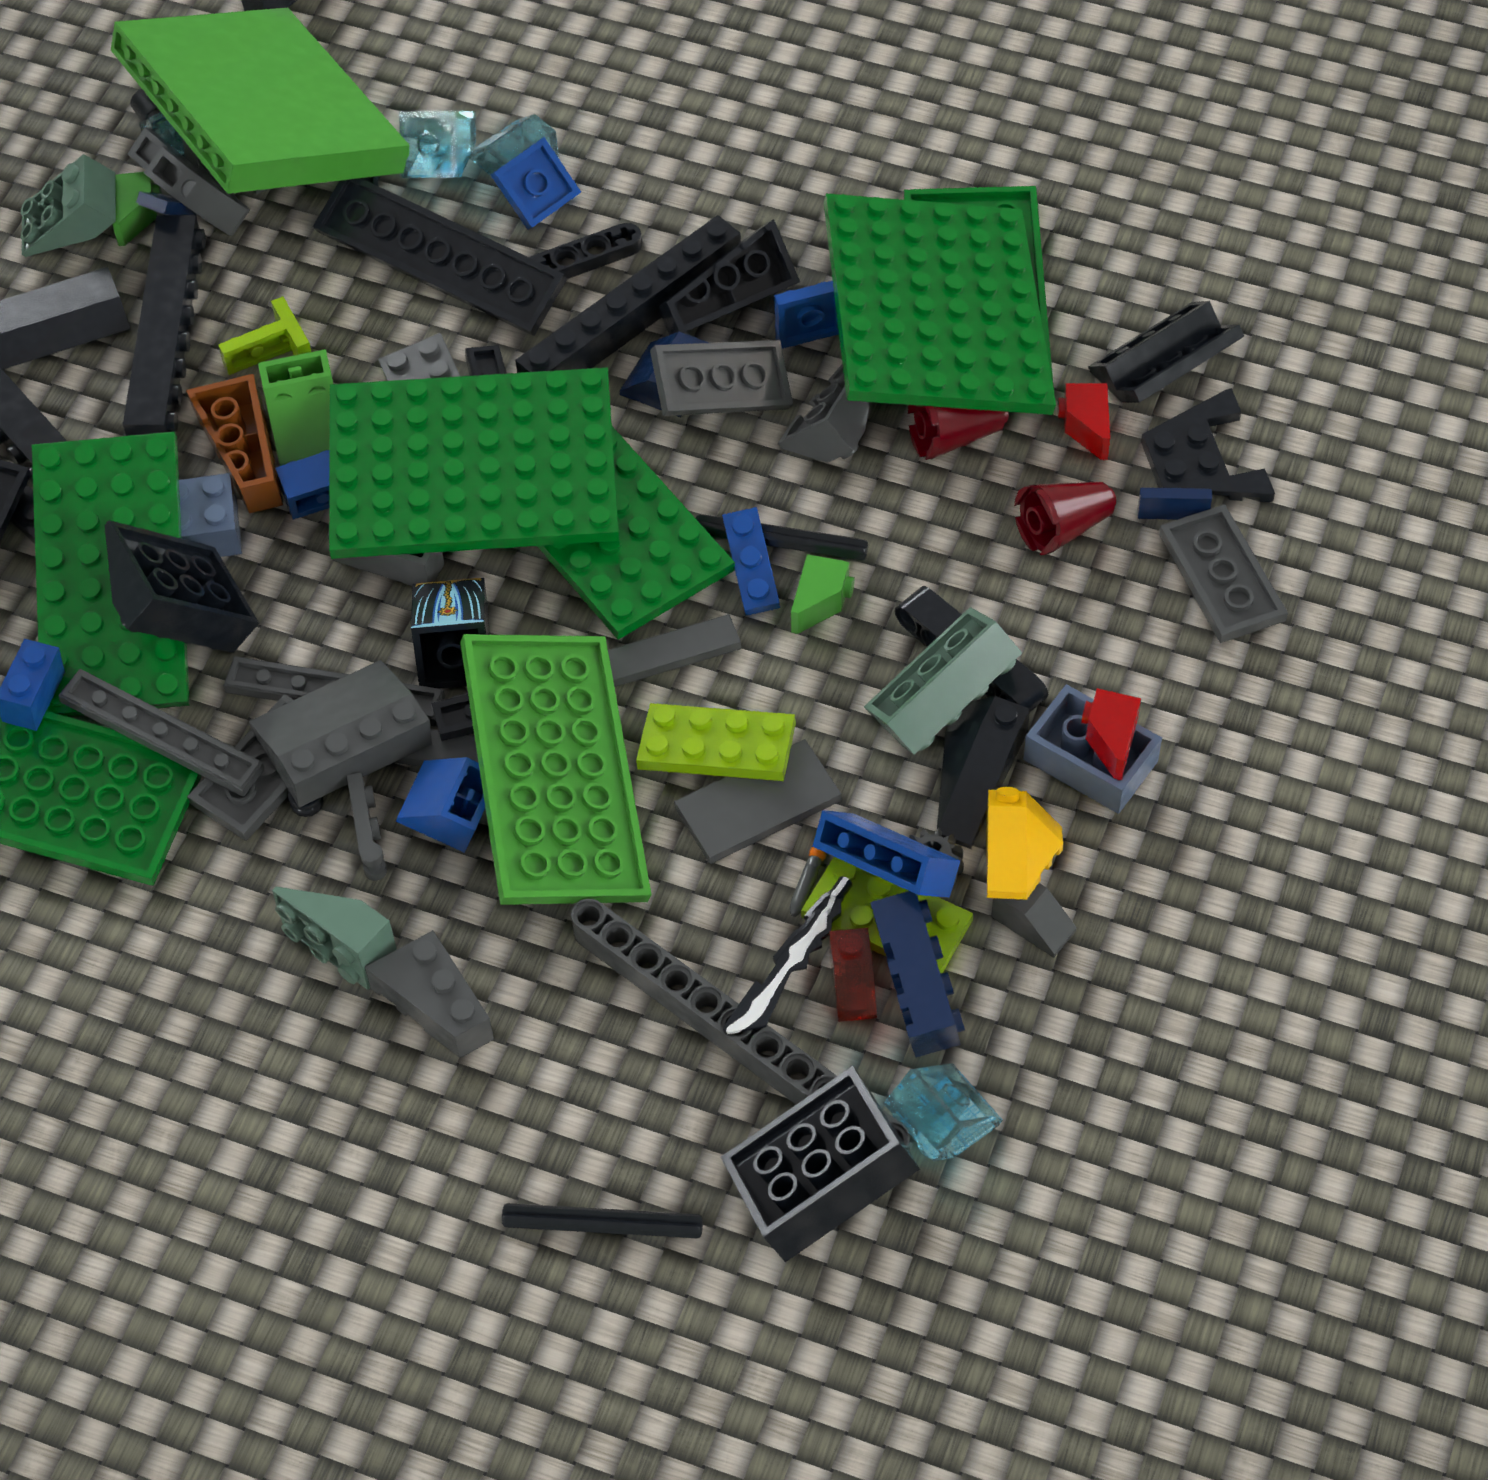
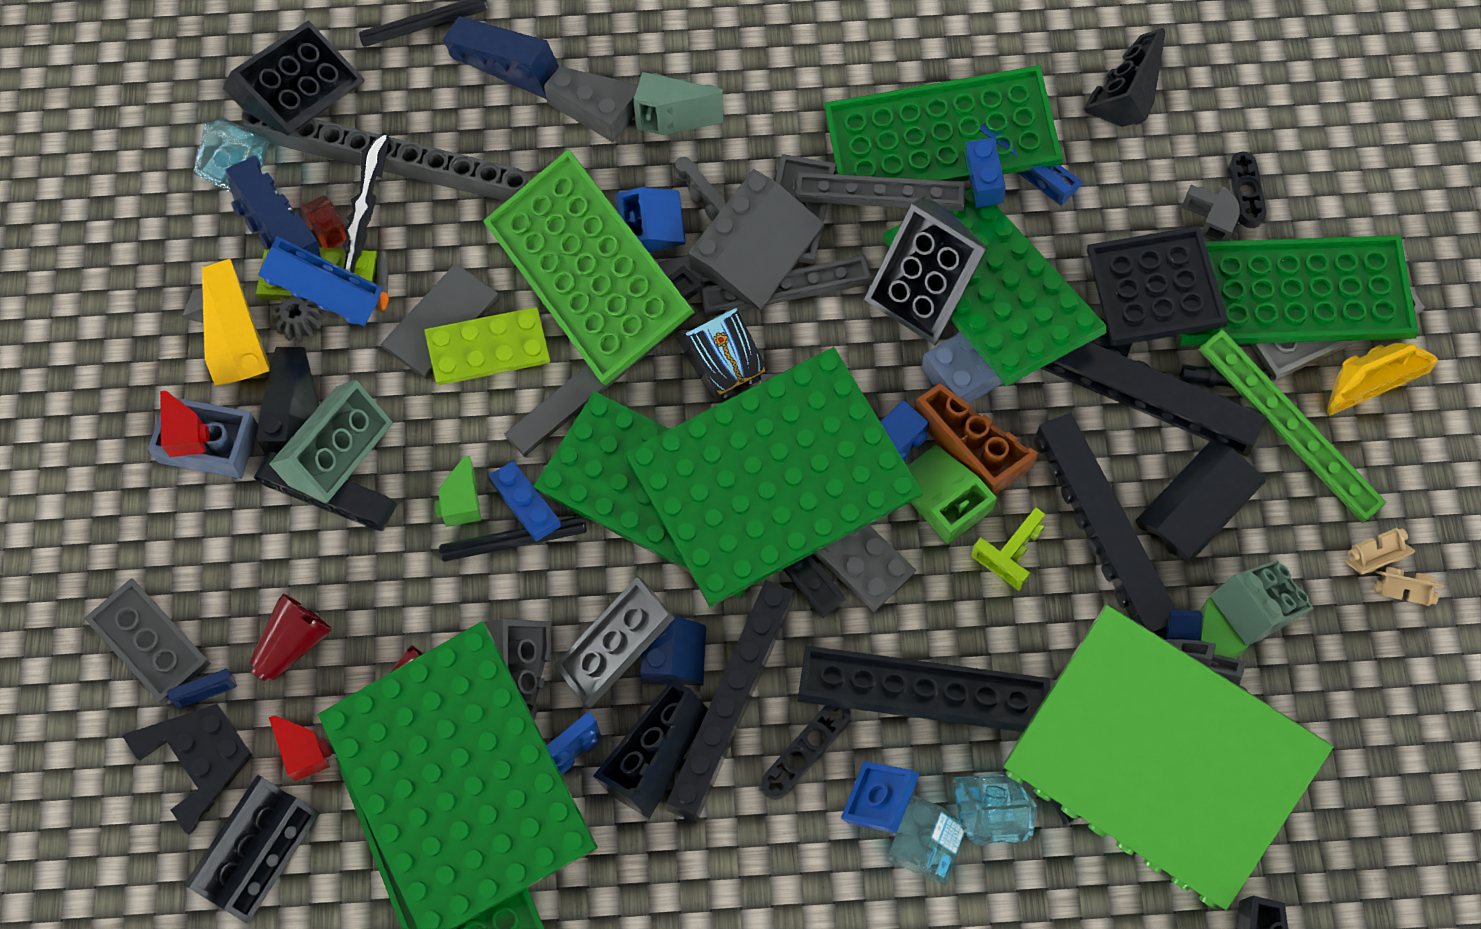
camera: 155 degrees right, 10 degrees up
(522, 1103) = (502, 53): none -> dark blue wedge

